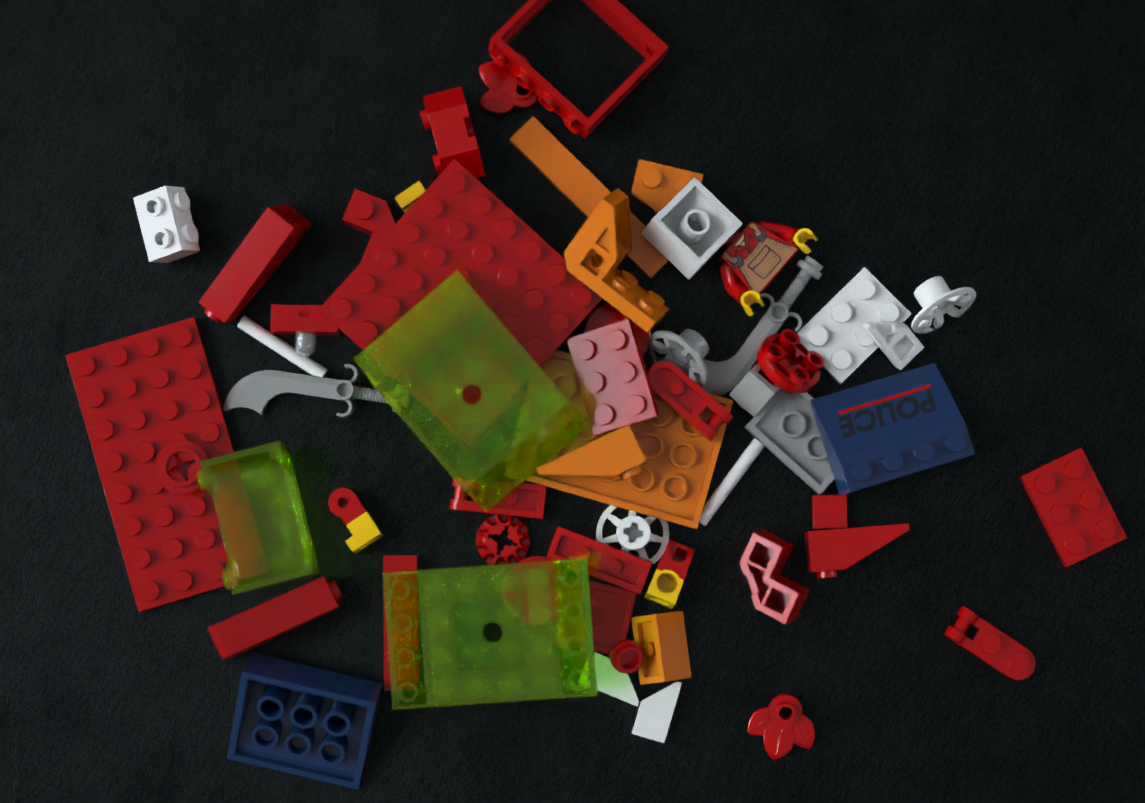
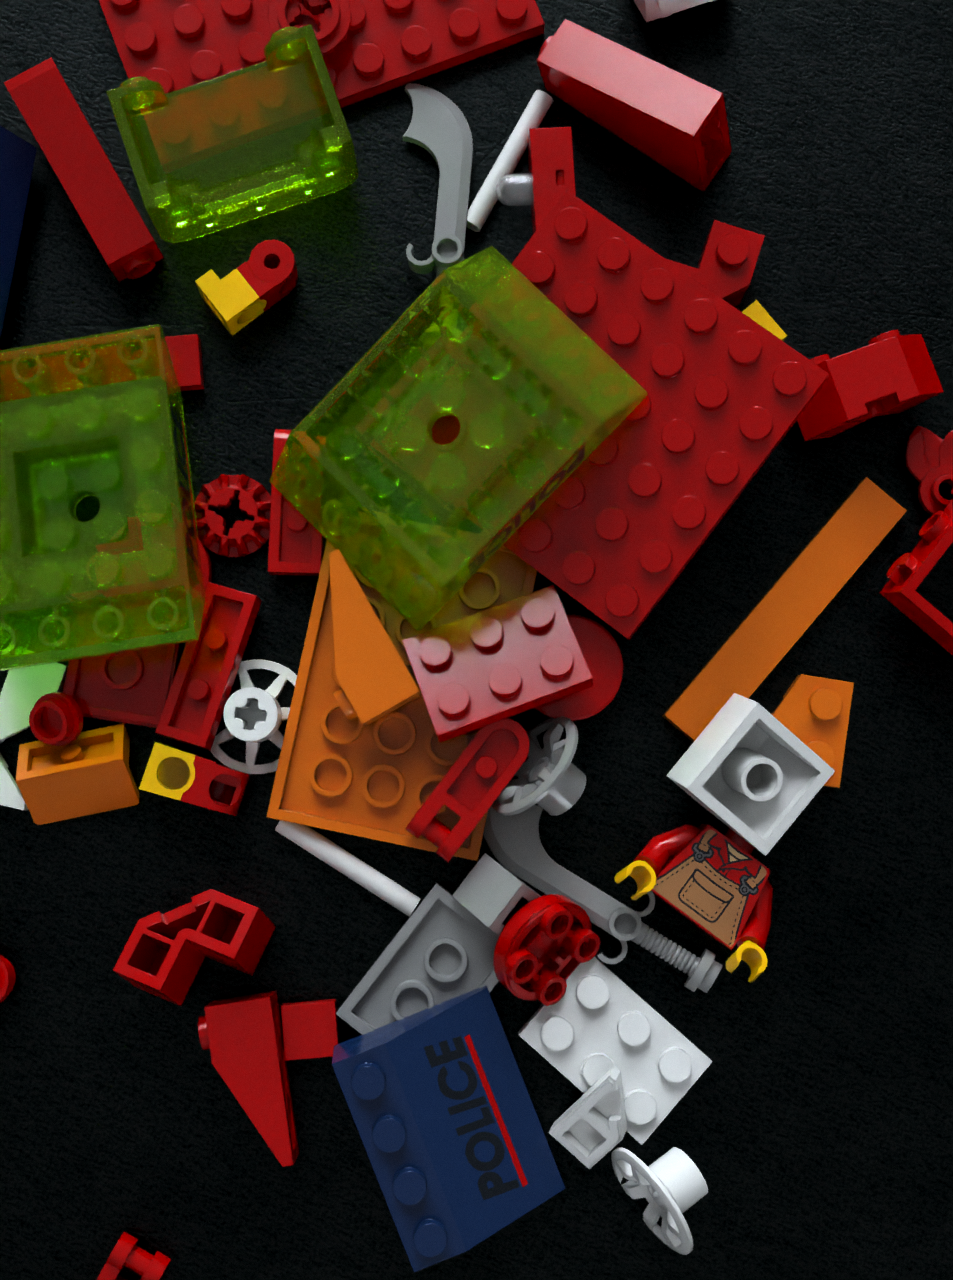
camera: 85 degrees right, 0 degrees up
(598, 253) = (687, 621): orange bracket -> none

